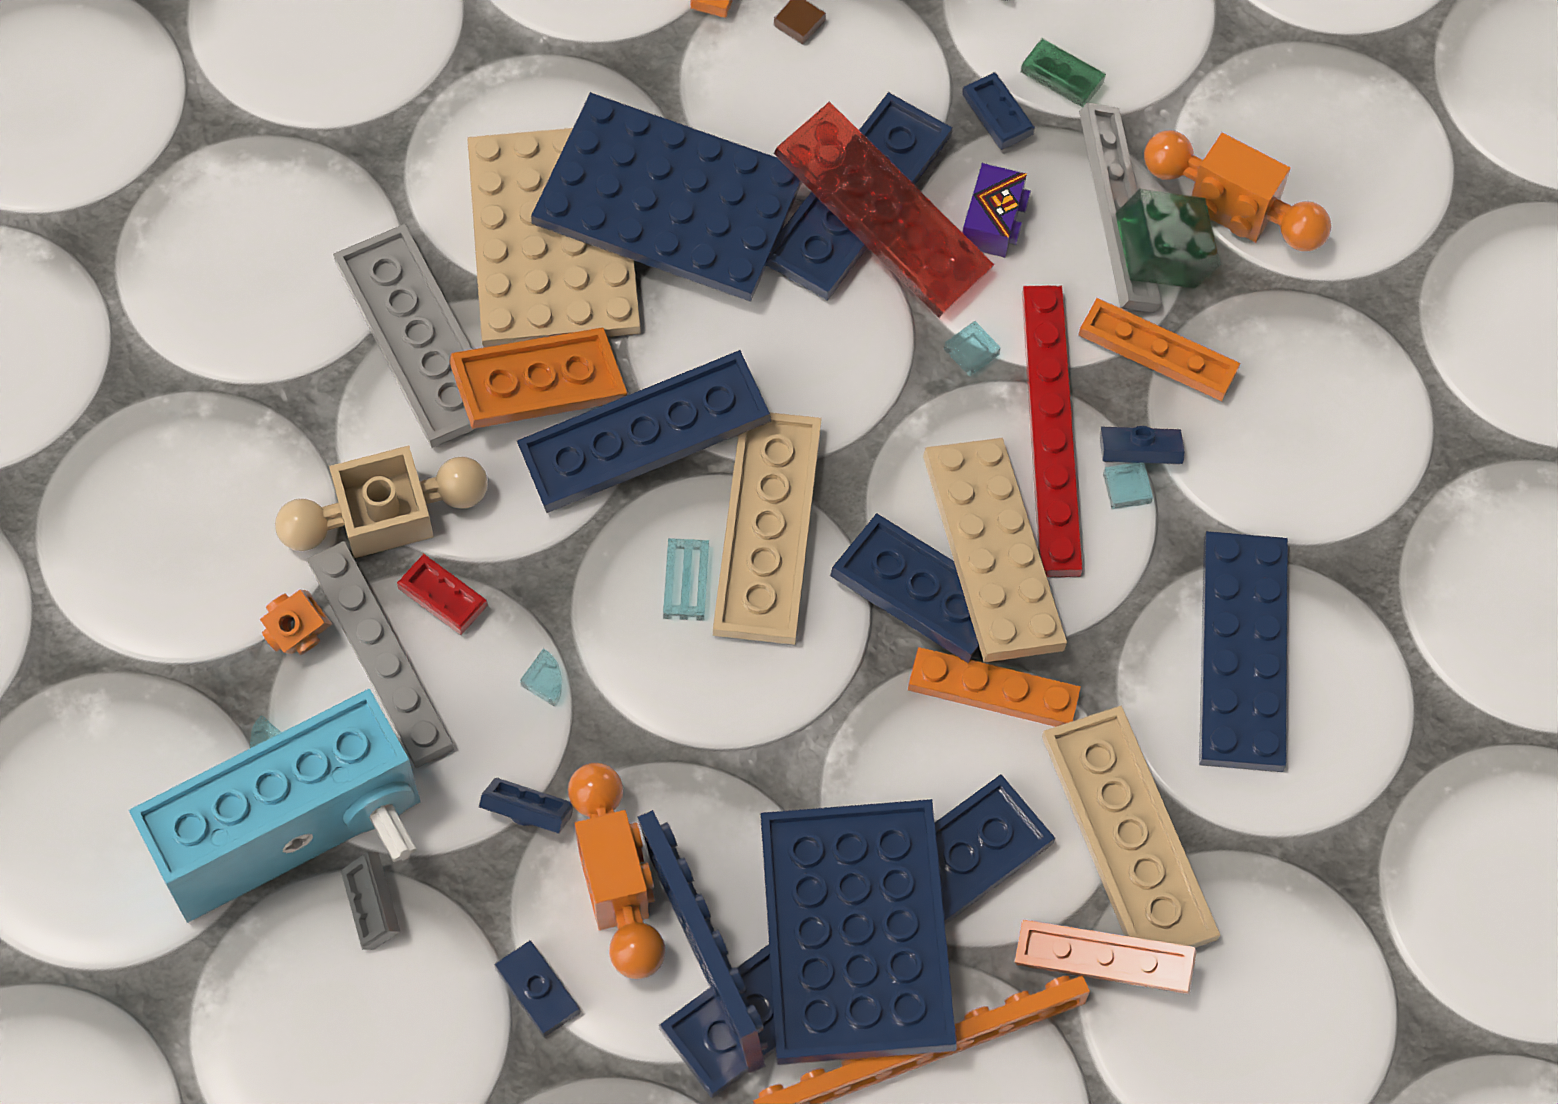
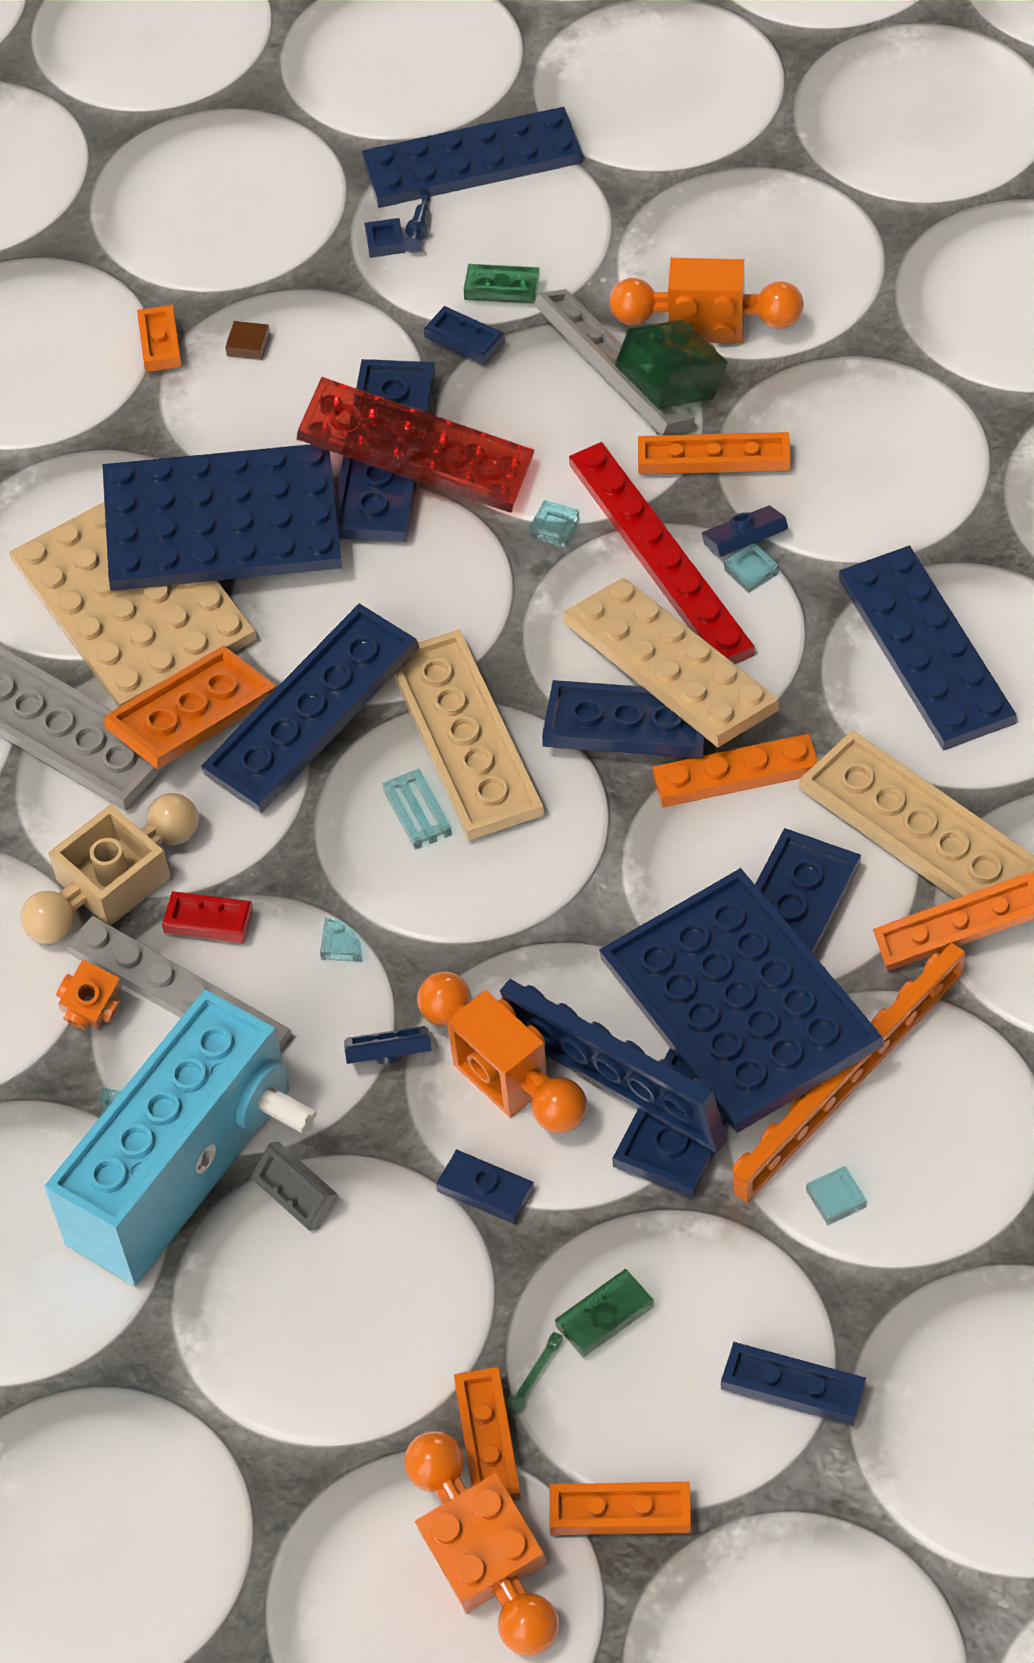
camera: 20 degrees left, 10 degrees down
(994, 209) = (509, 406): dark purple brick -> none

